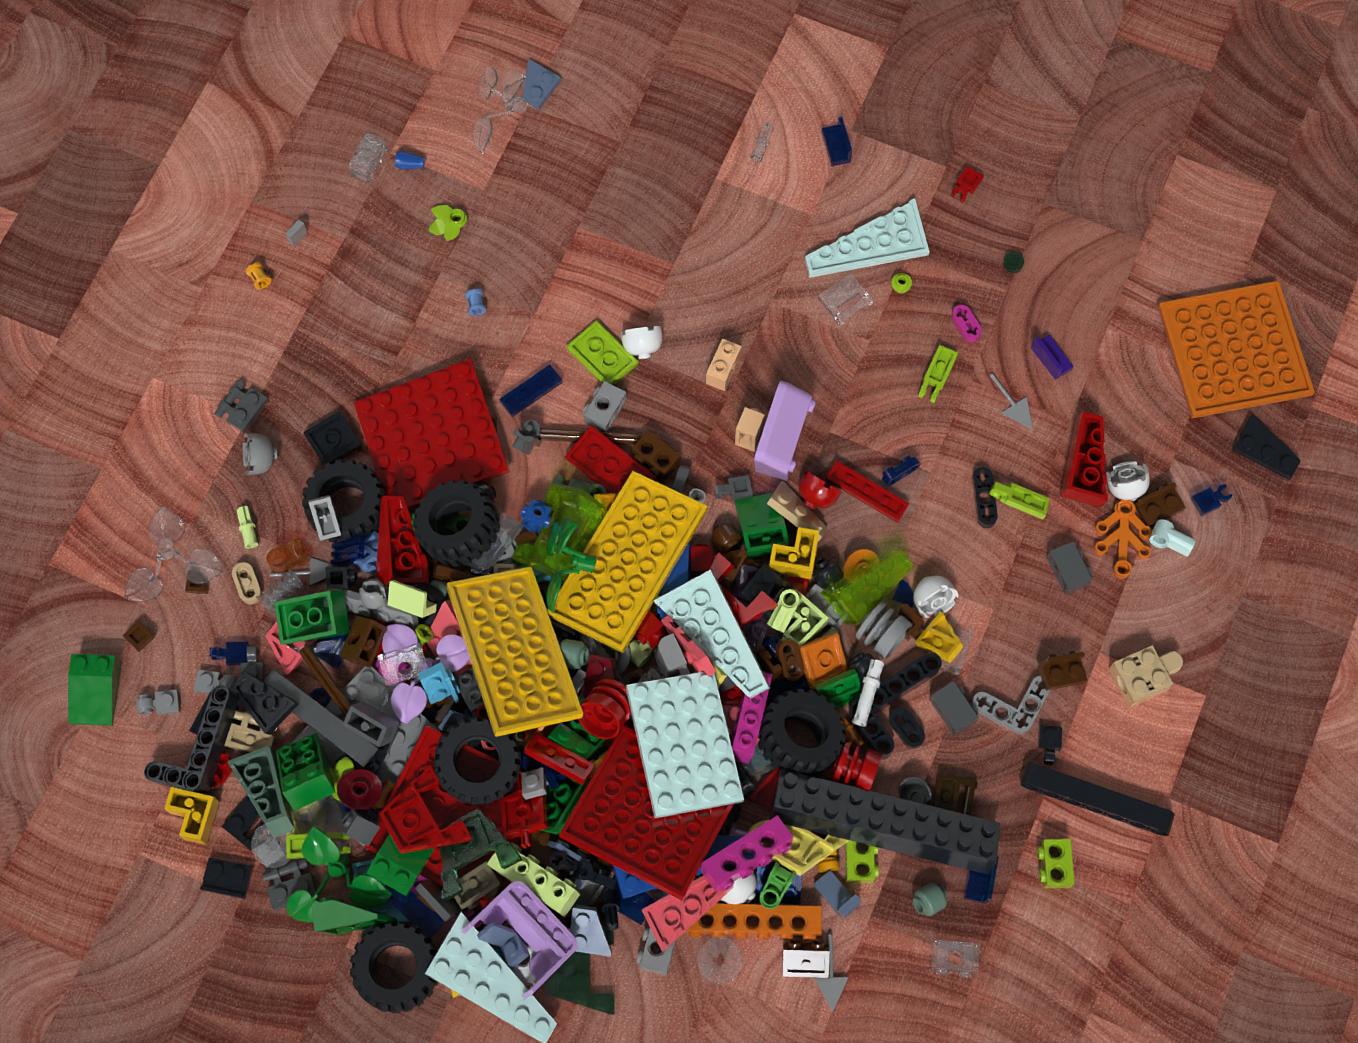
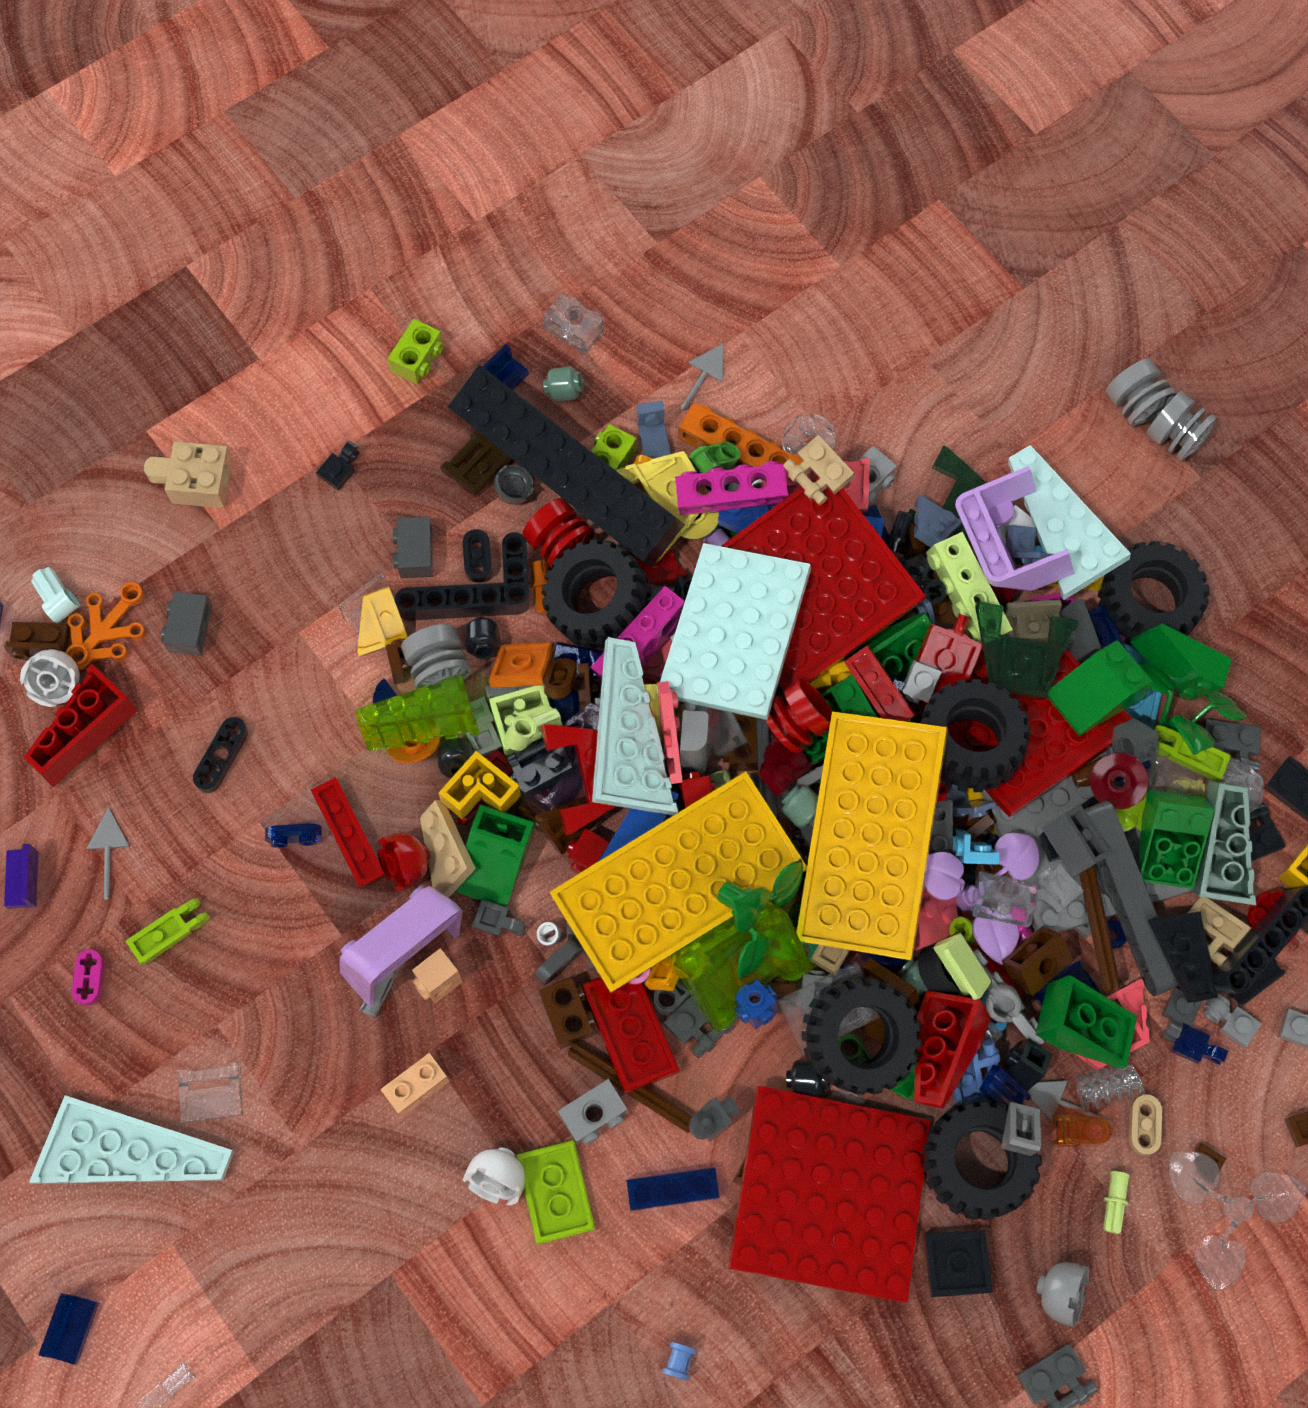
camera: 155 degrees left, 0 degrees up
(412, 823) = (1078, 709): red wing -> none
(684, 895) = (825, 464): none -> tan plate
(726, 538) = (543, 864): reddish brown head -> none
(806, 959) = (721, 395): bracket -> none
(840, 689) = (532, 627): green plate -> none
(871, 683) = (489, 605): white pin -> none
(901, 288) = (133, 1082): lime plate -> none
(934, 595) = (354, 673): white cylinder -> none
(1013, 713) = (354, 511): light grey beam -> none
(1021, 499) = (182, 725): lime hinge -> none
(1062, 670) = (275, 522): reddish brown bracket -> none
(1097, 799) = (332, 388): black beam -> none

